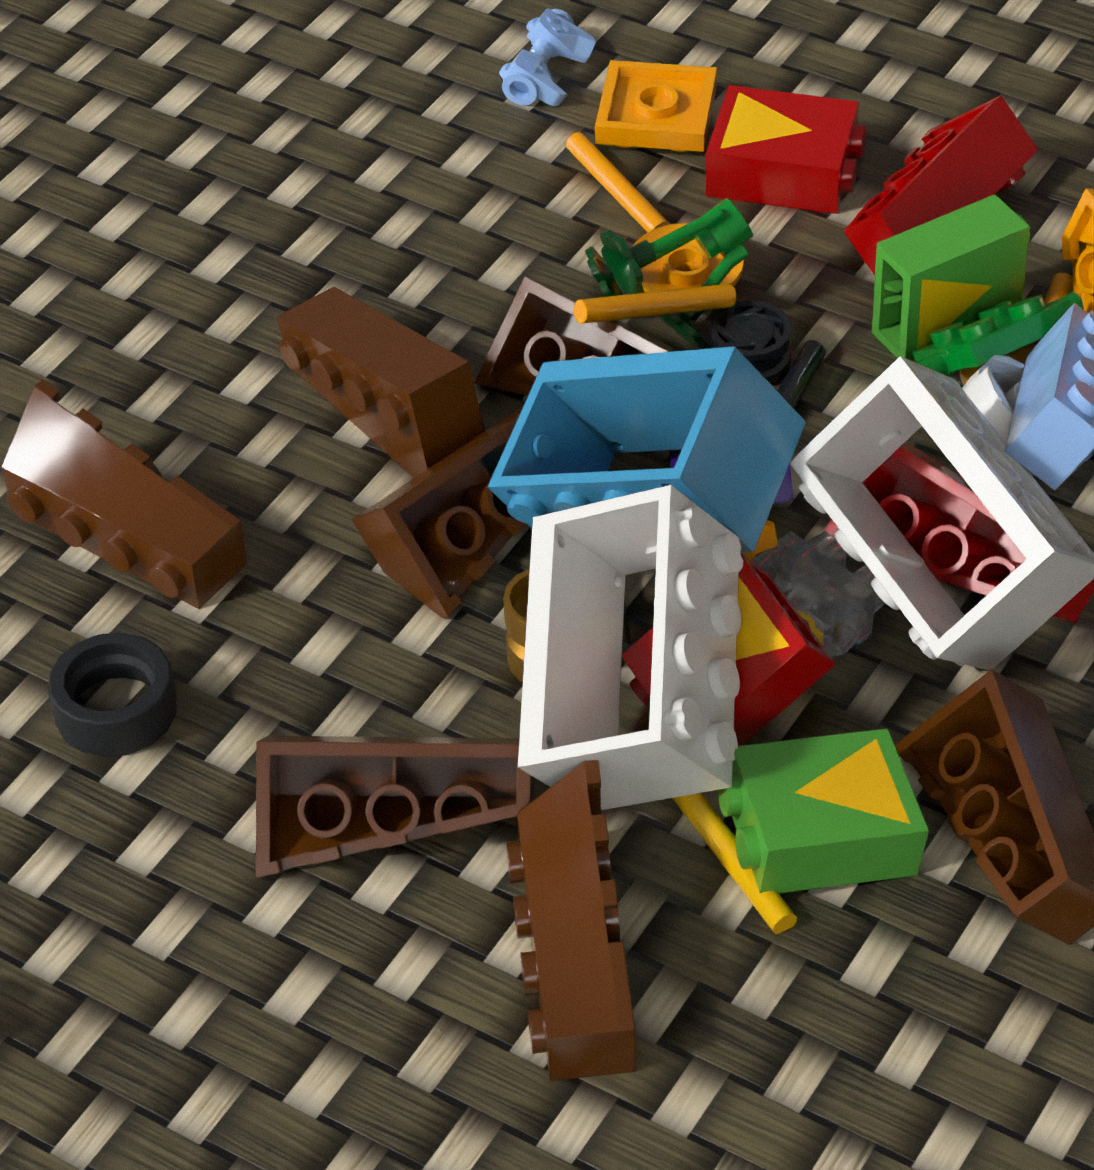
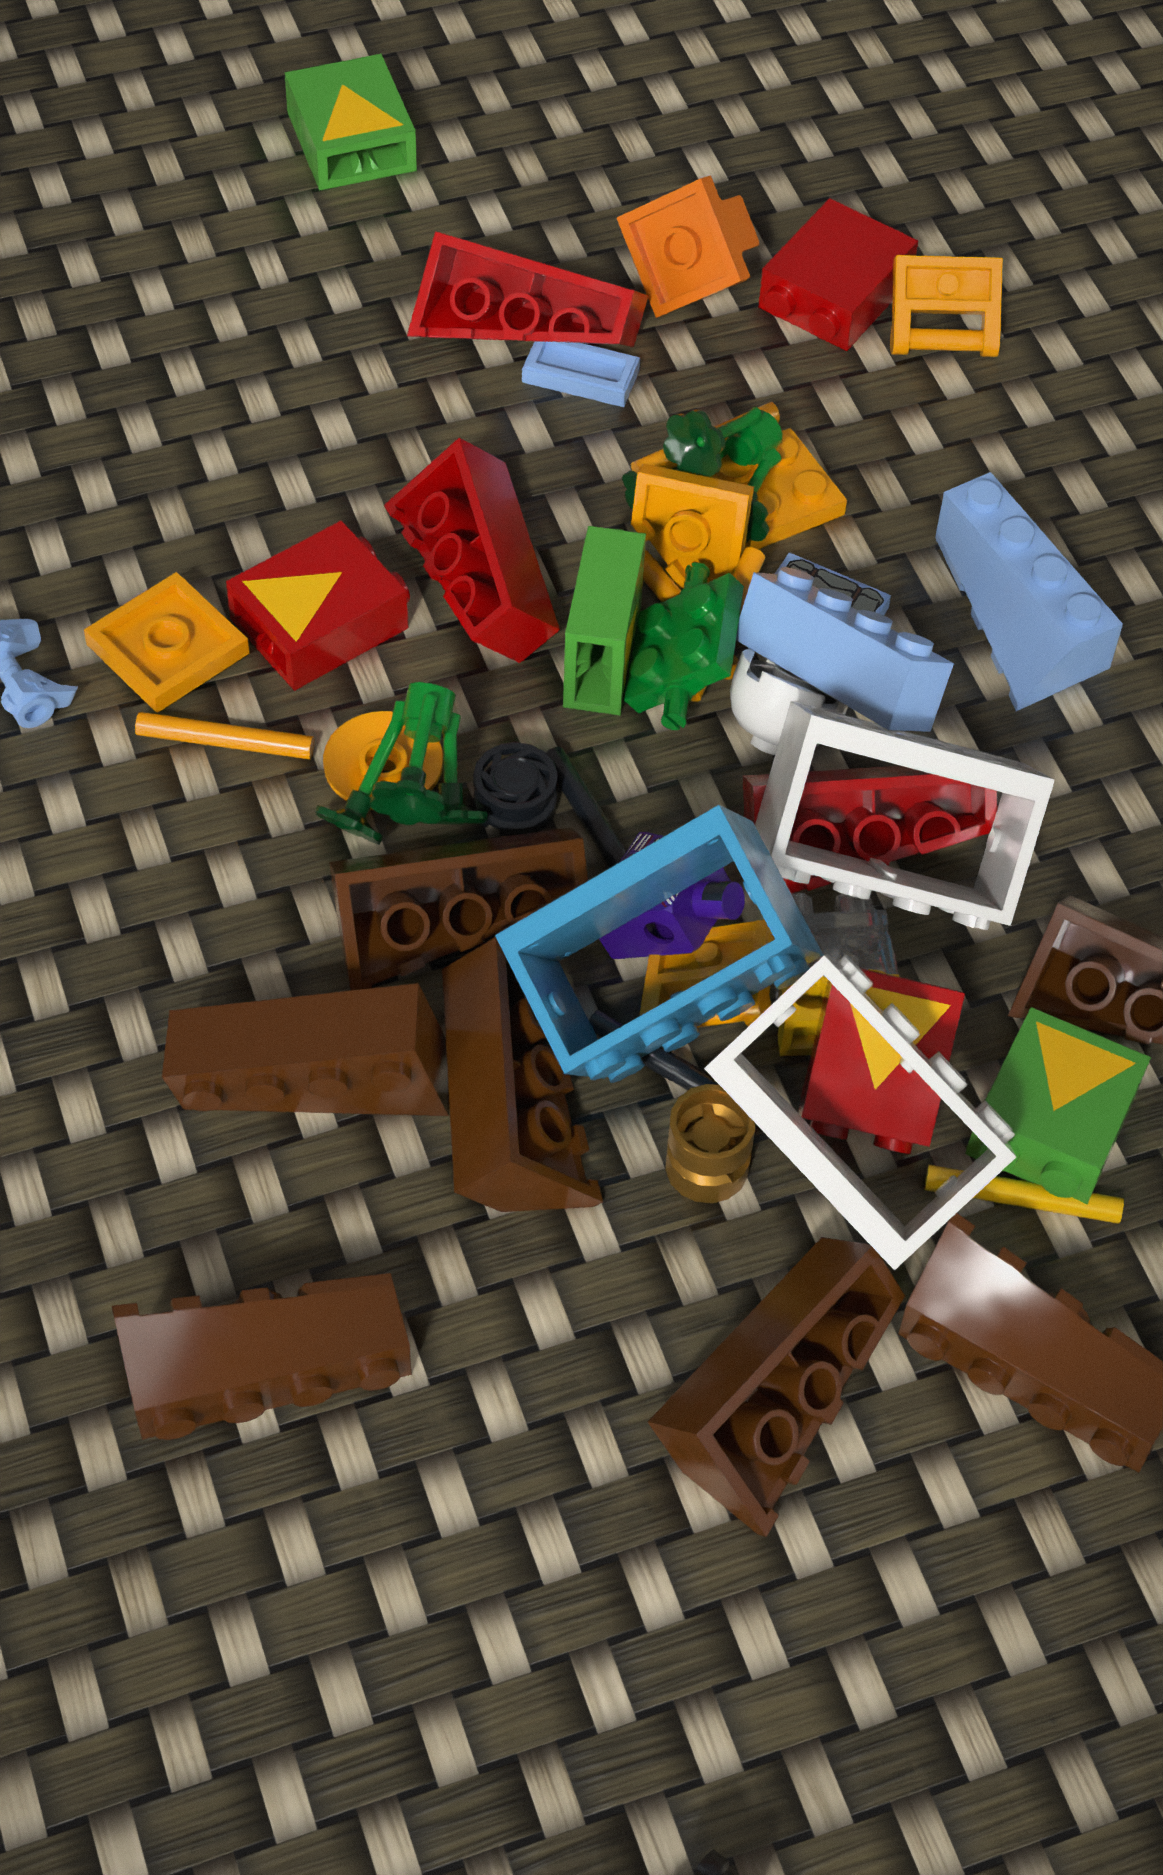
camera: 55 degrees left, 10 degrees up
(112, 730) = (462, 1456): black tyre -> none
(654, 303) = (455, 815): light orange bar -> none

